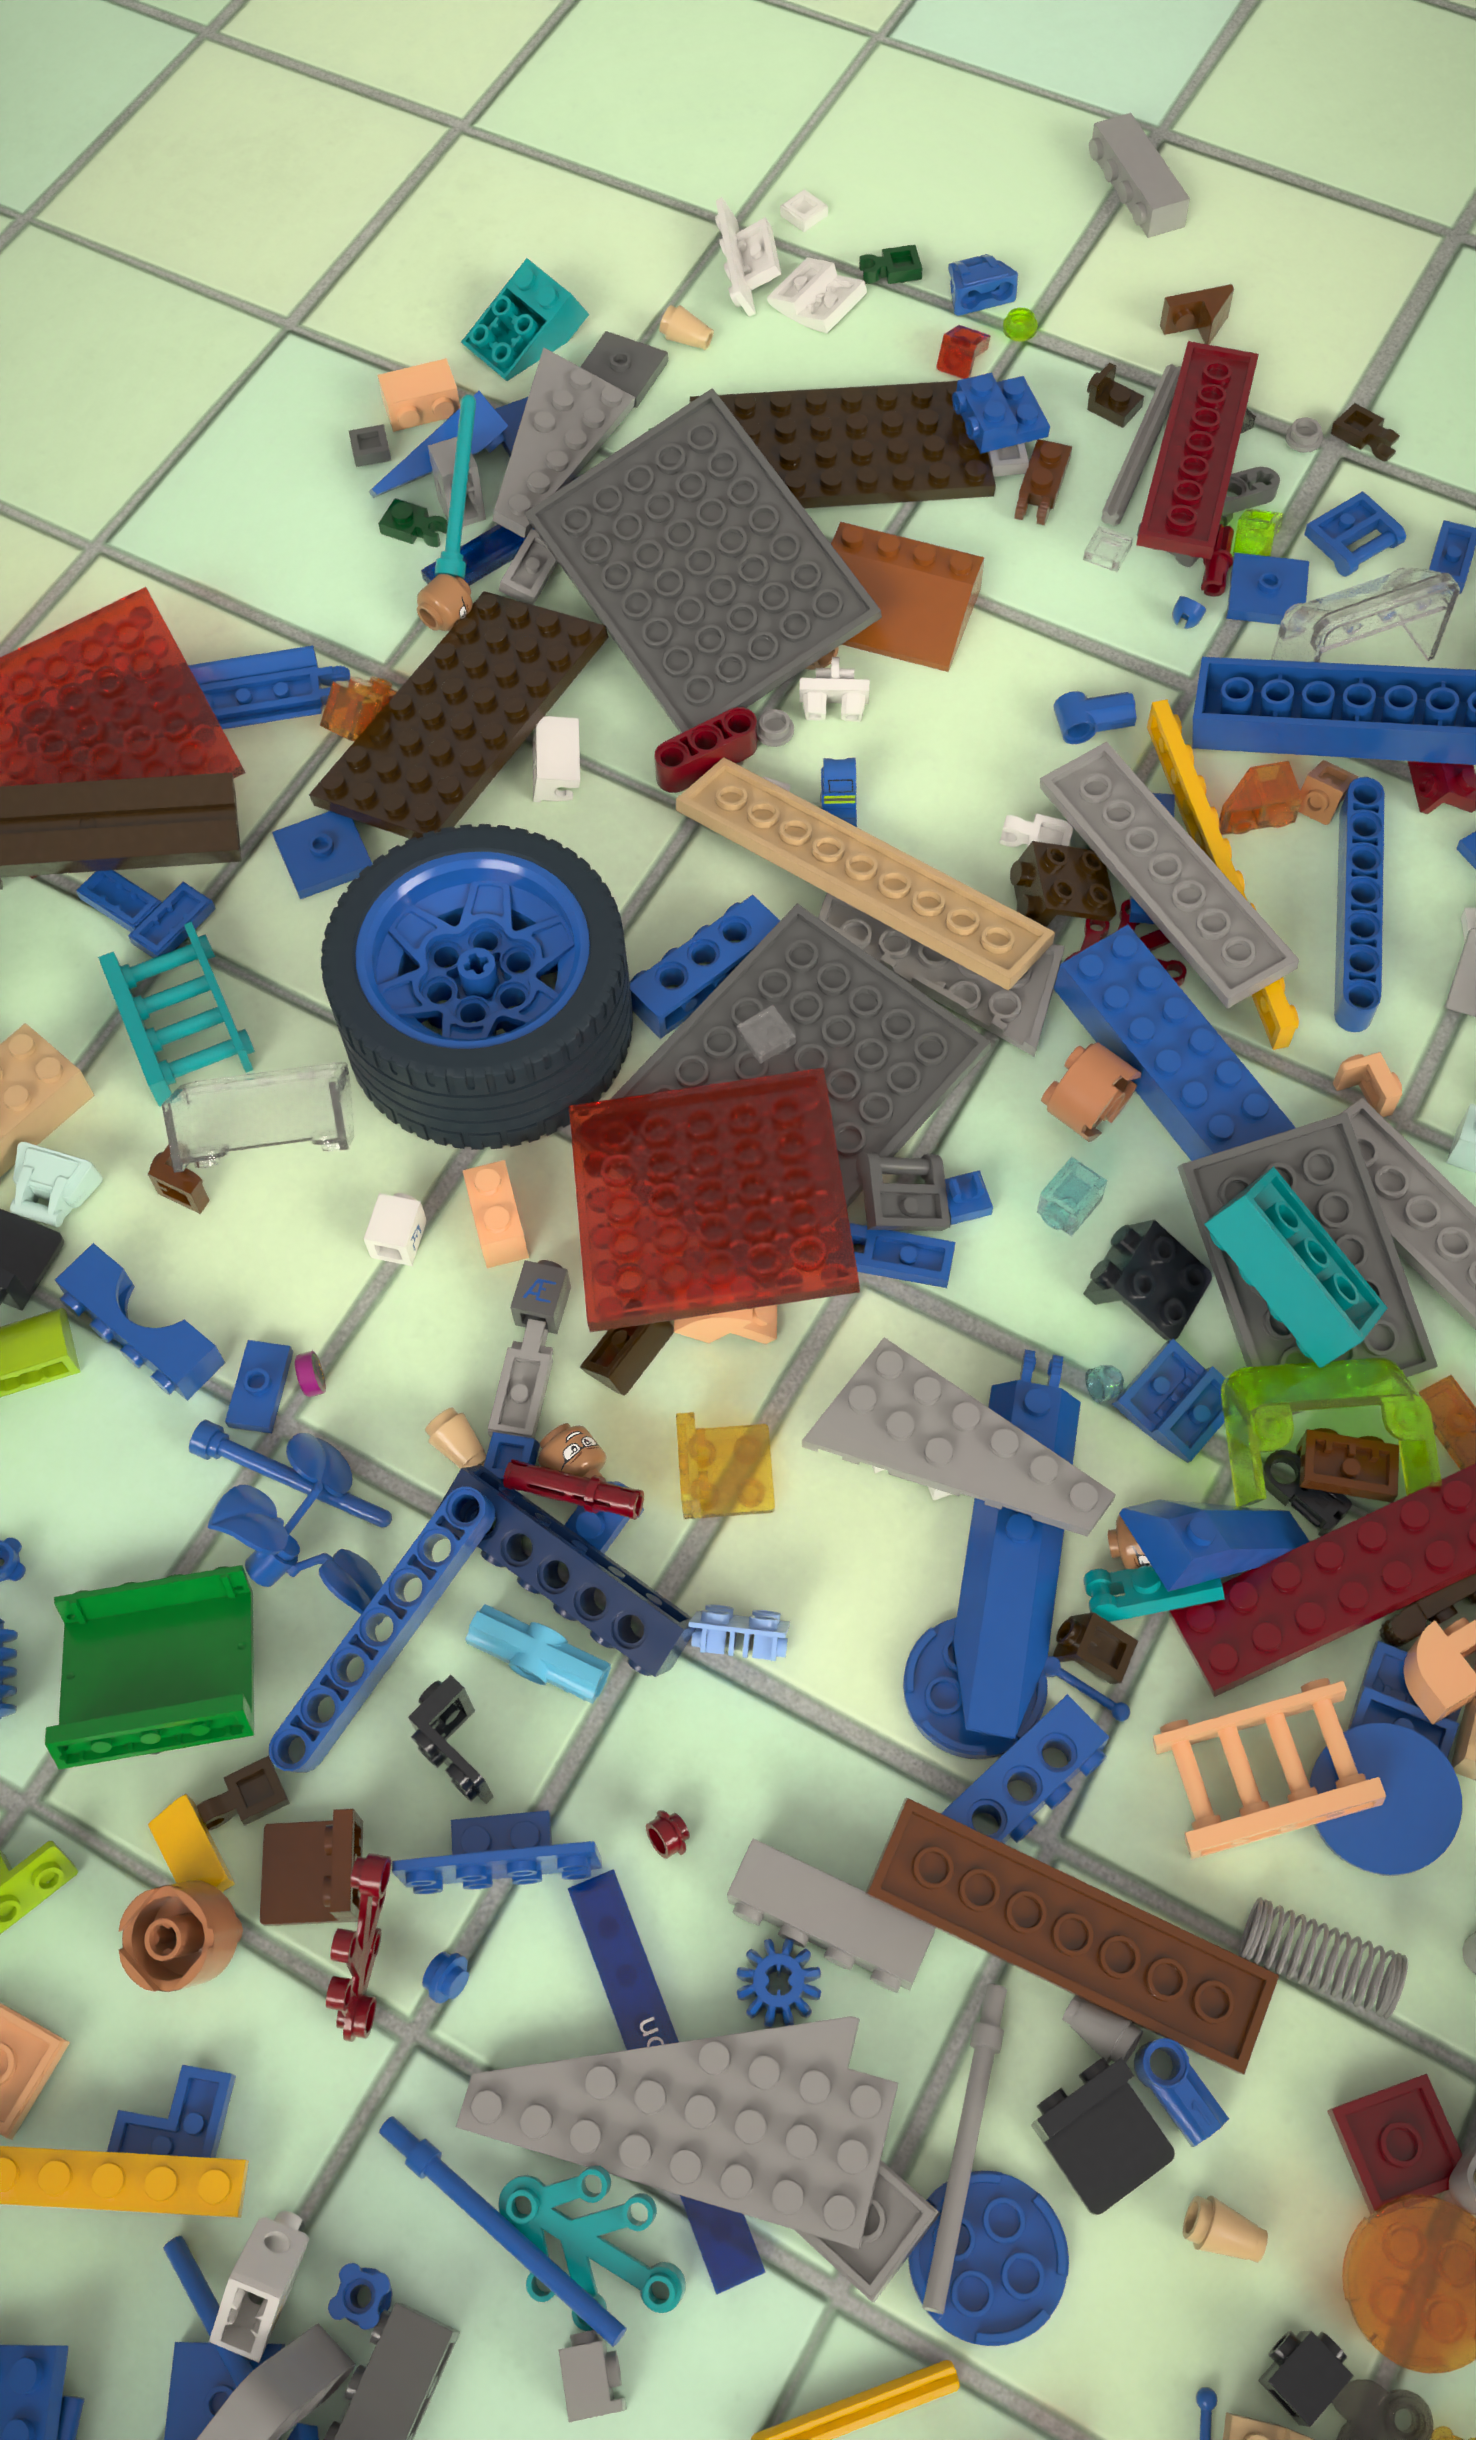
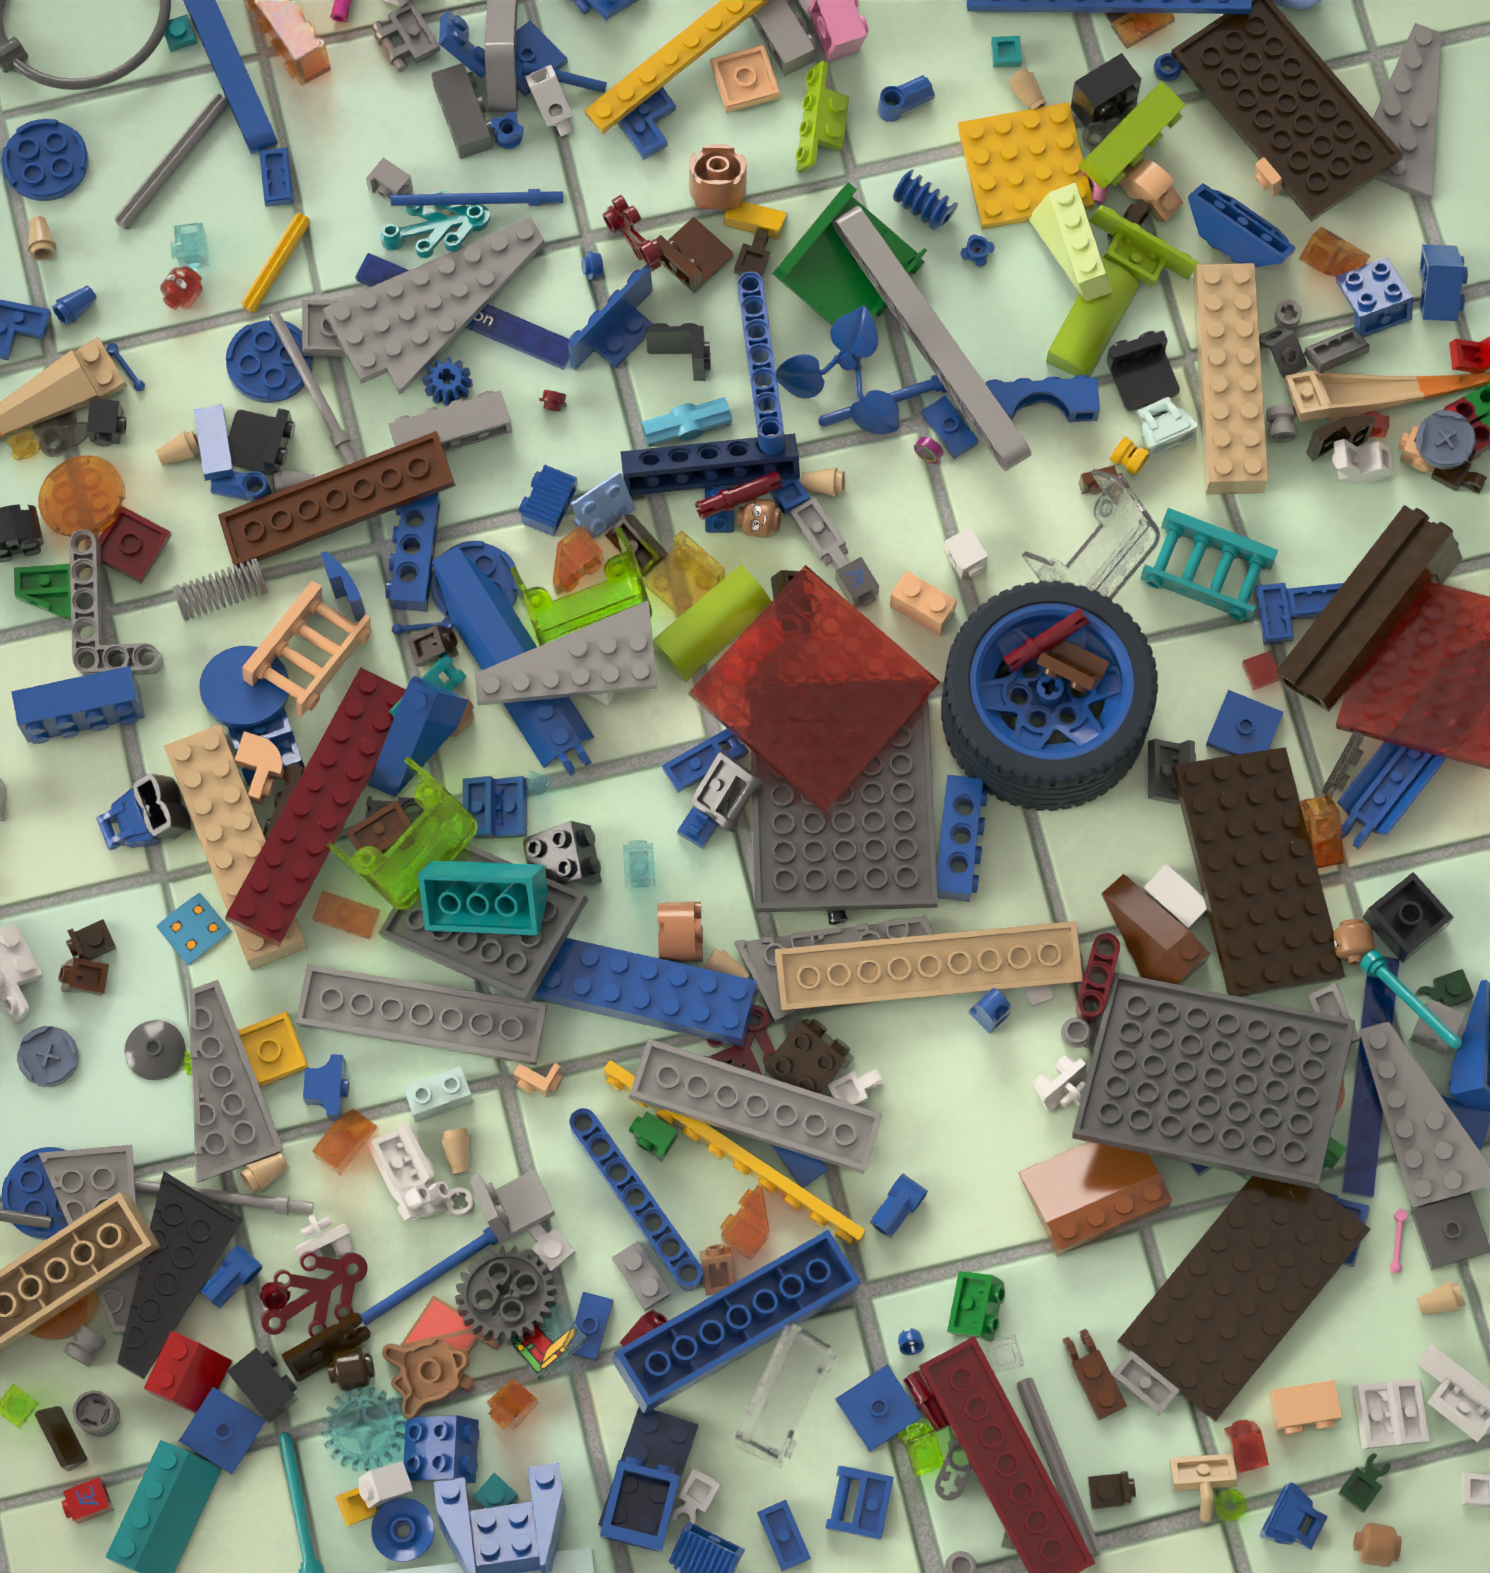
camera: 135 degrees right, 10 degrees up
(119, 1183) = (1129, 456): none -> yellow wheel
(165, 1486) = (931, 338): none -> light grey beam
(245, 888) = (1261, 670): none -> clear red plate
(276, 739) = (1350, 755): none -> clear smoke plate
(376, 580) = (1408, 917): none -> black brick
(423, 989) = (1046, 640): none -> dark red pin
(432, 954) = (1075, 664): none -> reddish brown bracket
(618, 738) = (1153, 936): none -> reddish brown wedge
(649, 408) = (1400, 1216): none -> bright pink hinge
(737, 1561) = (645, 546): none -> dark brown slope
(740, 1393) = (712, 623): none -> lime brick
(766, 1034) = (878, 811): clear tile -> none
(794, 1704) = (548, 499): none -> blue brick
(832, 1601) = (575, 558): none -> clear orange slope
(866, 1527) = (575, 611): none -> clear neon green windscreen
(883, 337) = (1305, 1406): none -> light nougat brick
(927, 220) = (1377, 1544): none -> medium nougat head
(999, 412) = (1163, 1392): blue plate -> none
(1023, 351) = (1203, 1474): none -> tan plate
(1066, 1032) = (724, 963): none -> tan cone
(1101, 593) = (976, 1305): none -> green bracket
(1155, 1813) = (343, 585): none -> blue slope
(1171, 2188) = (213, 442): none -> tile
(1291, 929) = (653, 1134): none -> green brick
(1409, 844) = (641, 1276): none -> light grey plate

